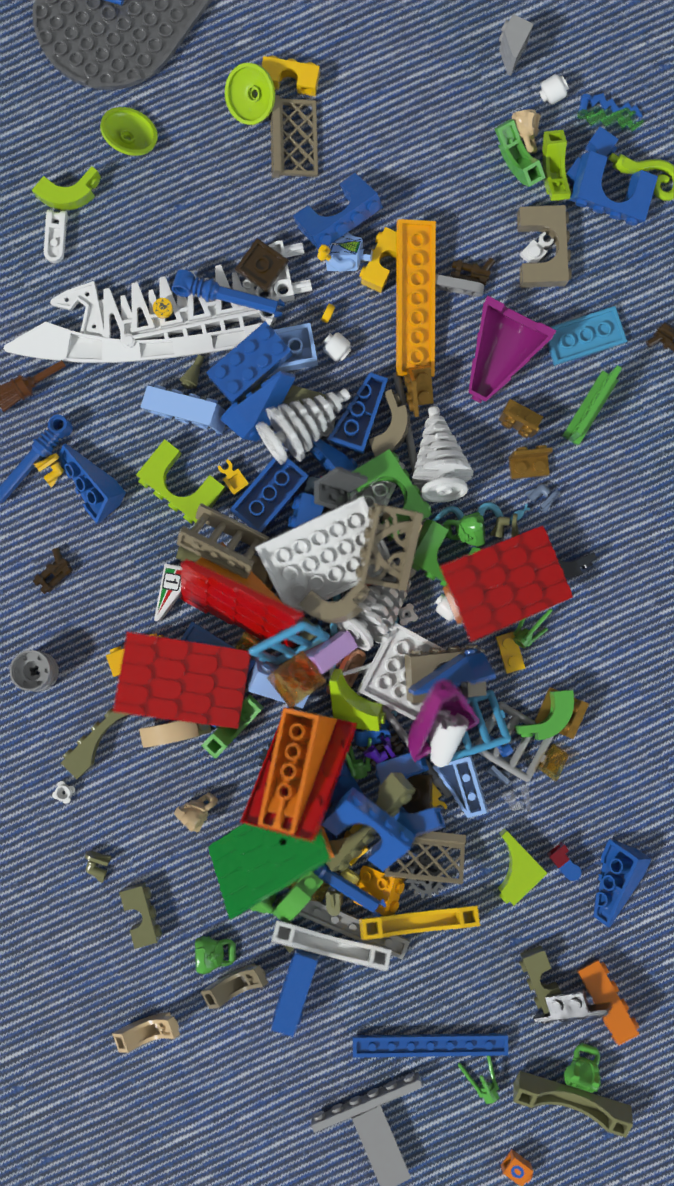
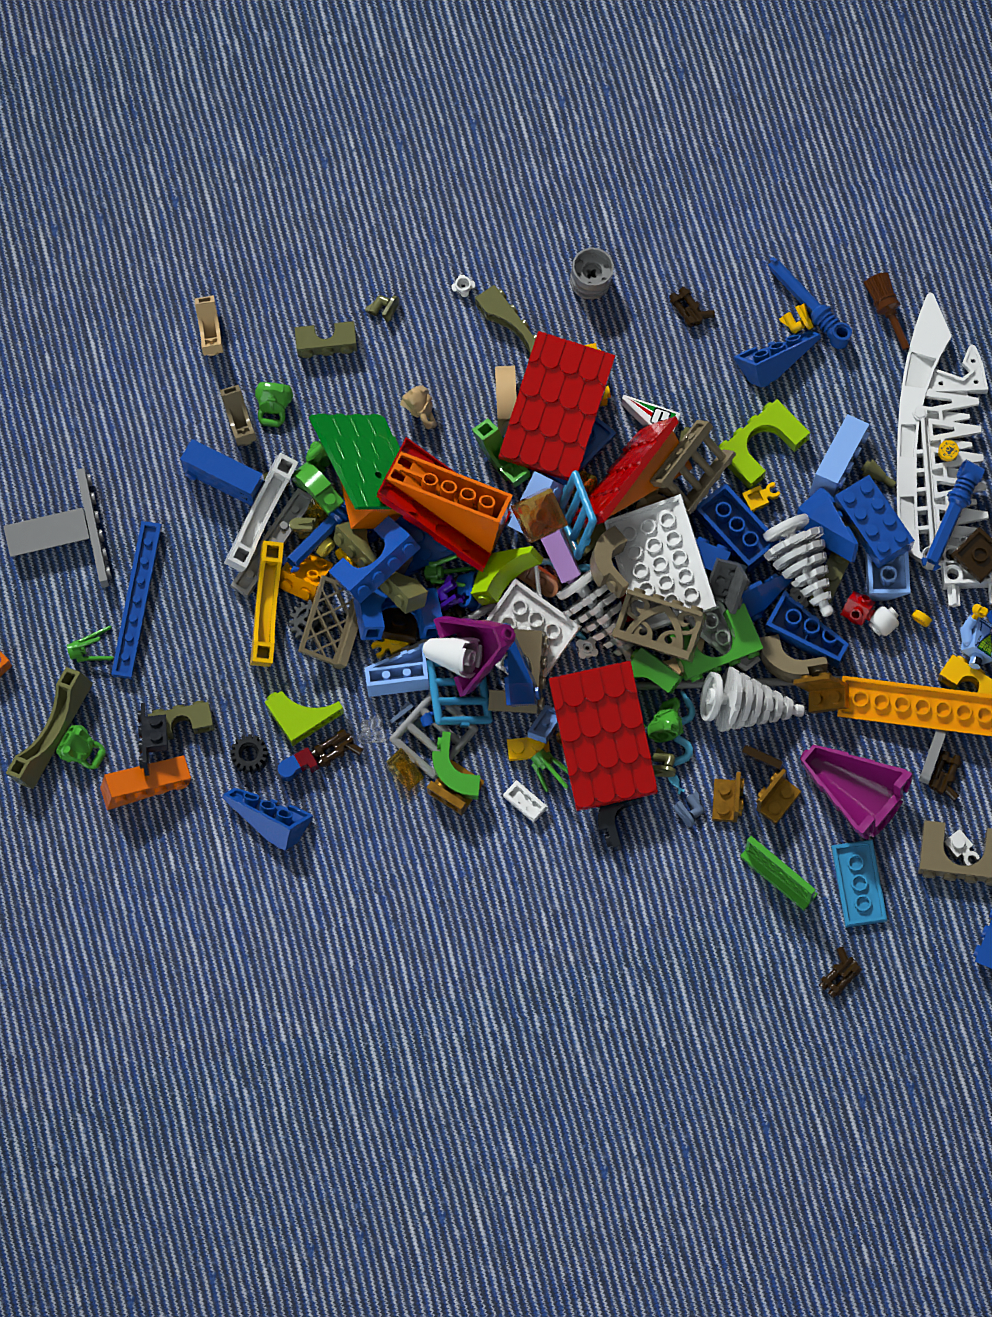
camera: 105 degrees right, 15 degrees down
(329, 370) = (858, 608): none -> red brick
(490, 435) = (762, 758): none -> dark brown tile
(492, 642) = (543, 725): none -> medium blue plate
(535, 825) = (341, 742): none -> dark brown piece
(562, 646) = (525, 801): none -> white plate
(570, 917) = (245, 742): none -> black tyre

